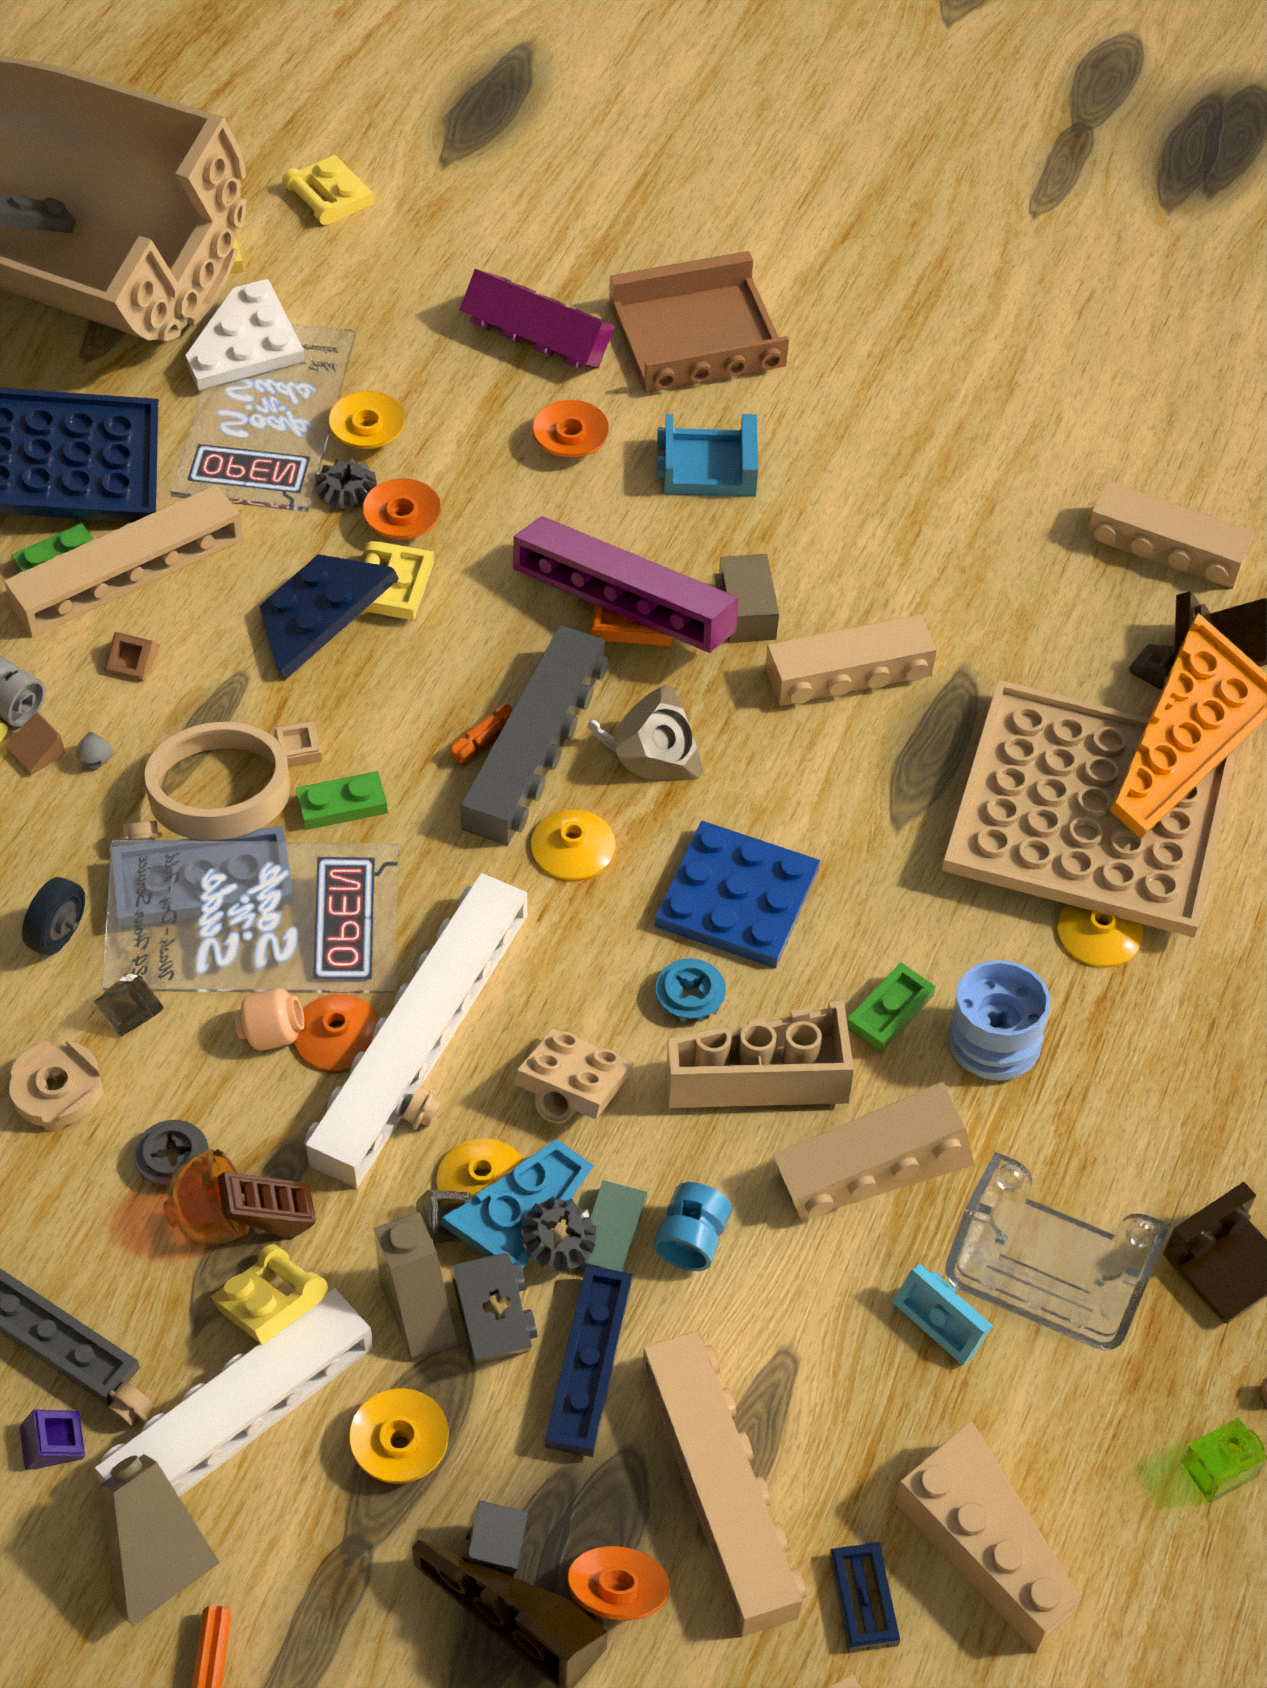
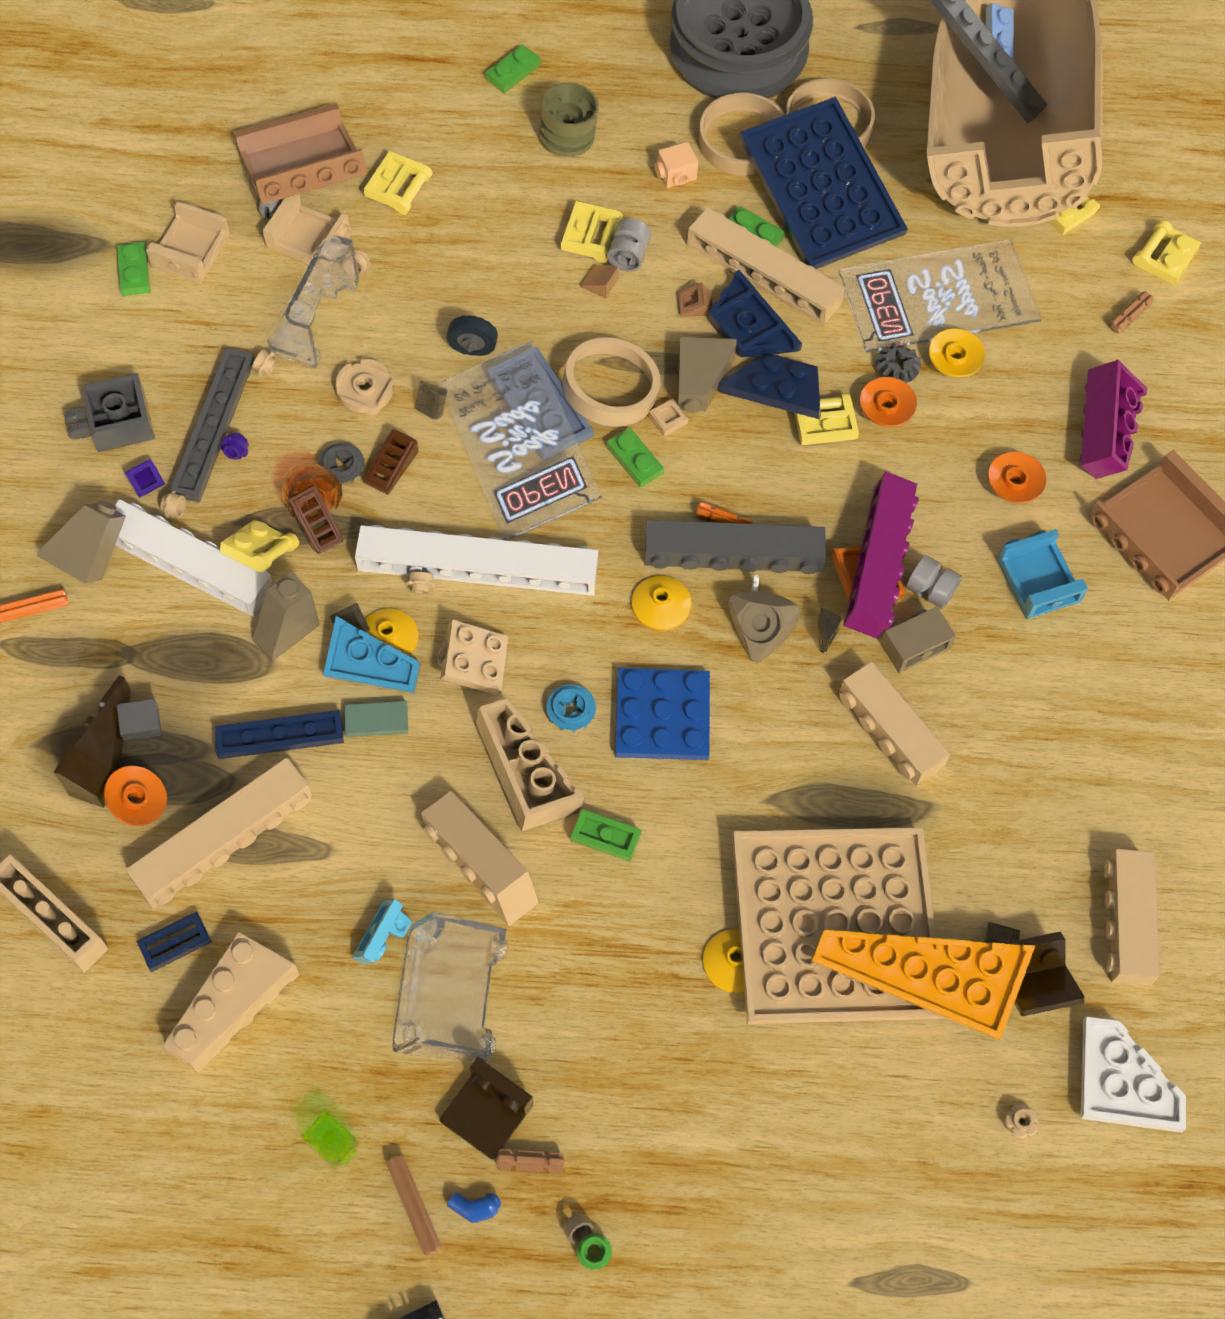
camera: 70 degrees right, 10 degrees up
(69, 1286) = (235, 446): none -> dark purple plate
(93, 751) = (609, 310): light grey hinge -> none
(141, 831) = (557, 358): tan plate -> none
(185, 1065) = (399, 445): none -> reddish brown slope
(199, 605) = (751, 320): none -> dark blue wing
(244, 338) = (994, 257): white plate -> none
(251, 681) = (701, 368): none -> dark tan slope
(269, 1019) = (449, 477): light nougat head -> none
(330, 1047) = (475, 523): orange dish -> none
(393, 249) = (1131, 312): none -> medium nougat axle
(394, 1415) = (191, 636): yellow dish -> none
(473, 1286) = (288, 665): dark grey brick -> none
(539, 1240) = (363, 695): dark grey gear -> none
(683, 548) = (934, 582): none -> light grey wheel
(692, 1227) = (387, 761): dark azure wheel -> none
(696, 680) = (827, 628): none -> clear smoke slope
(999, 1020) = (615, 886): light blue wheel -> none

